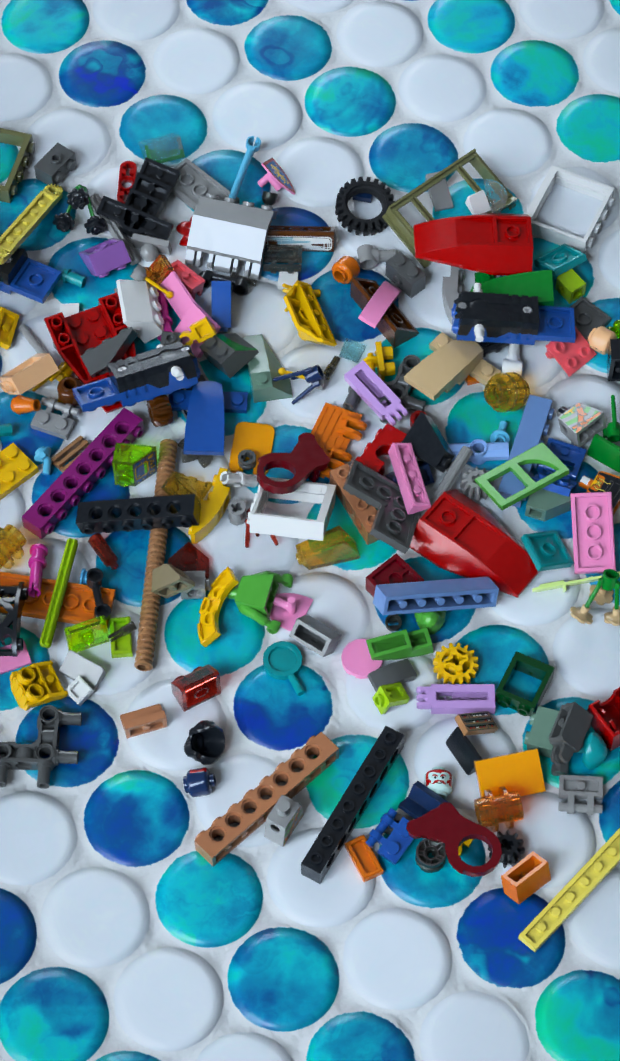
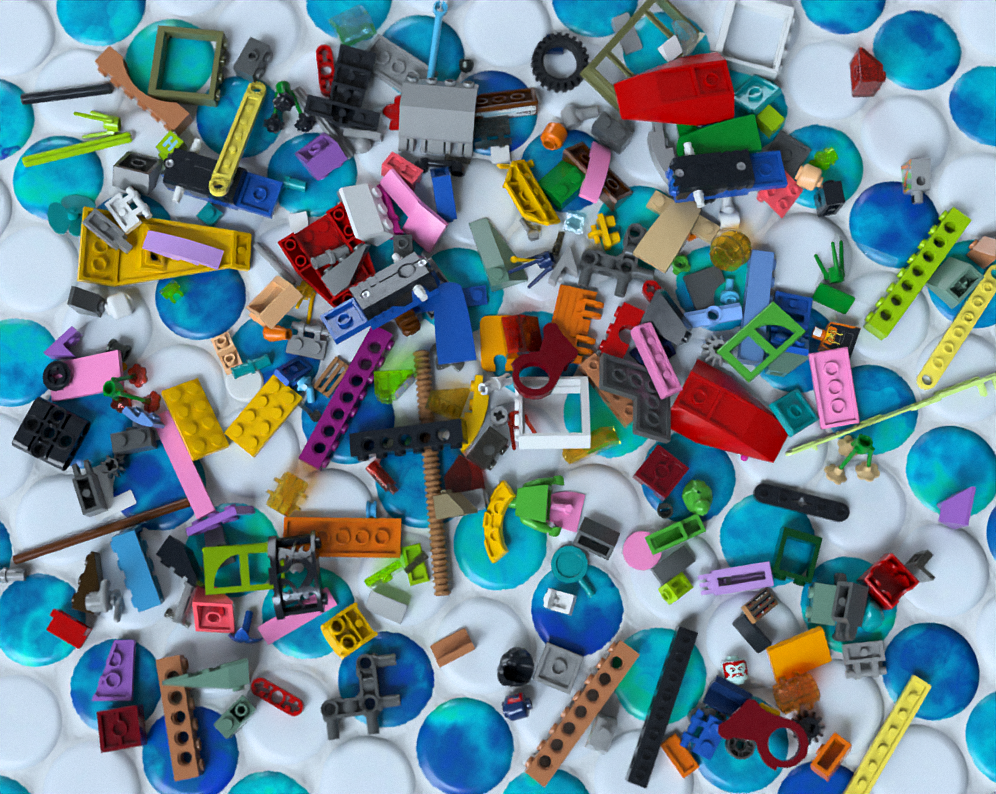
camera: 10 degrees left, 20 degrees up
(30, 441) = (292, 371): none -> blue slope
(37, 564) = (323, 503): dark pink pin -> none
(44, 484) = (315, 415): none -> clear smoke hand
(58, 593) = (349, 533): lime axle -> none
(65, 391) = (313, 307): reddish brown head -> none
(79, 690) = (388, 628): white tile -> none
(91, 340) = (329, 257): none -> light grey pin
(94, 581) = (394, 547): black bar -> none
(140, 274) = (359, 178): hinge -> none
(159, 269) = (374, 170): clear orange slope -> none
(196, 687) = (495, 608): clear red slope -> none
(200, 330) = (429, 232): yellow plate -> none
(221, 530) = (489, 438): none -> clear smoke brick
(228, 352) = (460, 246): dark grey slope -> none
(250, 754) = (558, 668): none -> light grey plate
(251, 462) = (493, 355): dark grey bush -> none
(264, 691) = (559, 601): none -> white bracket
(274, 436) = (520, 335): none -> clear red slope
(275, 176) = (468, 41): shield -> none
(306, 355) = (532, 234): none -> light grey hand
(331, 386) = (565, 264): none -> light grey slope
(344, 315) = (562, 184): none -> green slope
(372, 389) = (604, 268): lavender hinge -> none
(435, 595) = (703, 485): medium blue brick -> none
(451, 475) = (691, 354): light grey axle -> none
(453, 397) = (684, 264): none -> bright green plate
(462, 658) = (733, 554): yellow gear -> none
(475, 423) = (702, 286): none -> dark grey tile
(553, 642) = (819, 507): none -> black piece
(580, 422) = (802, 271): light grey torso -> none

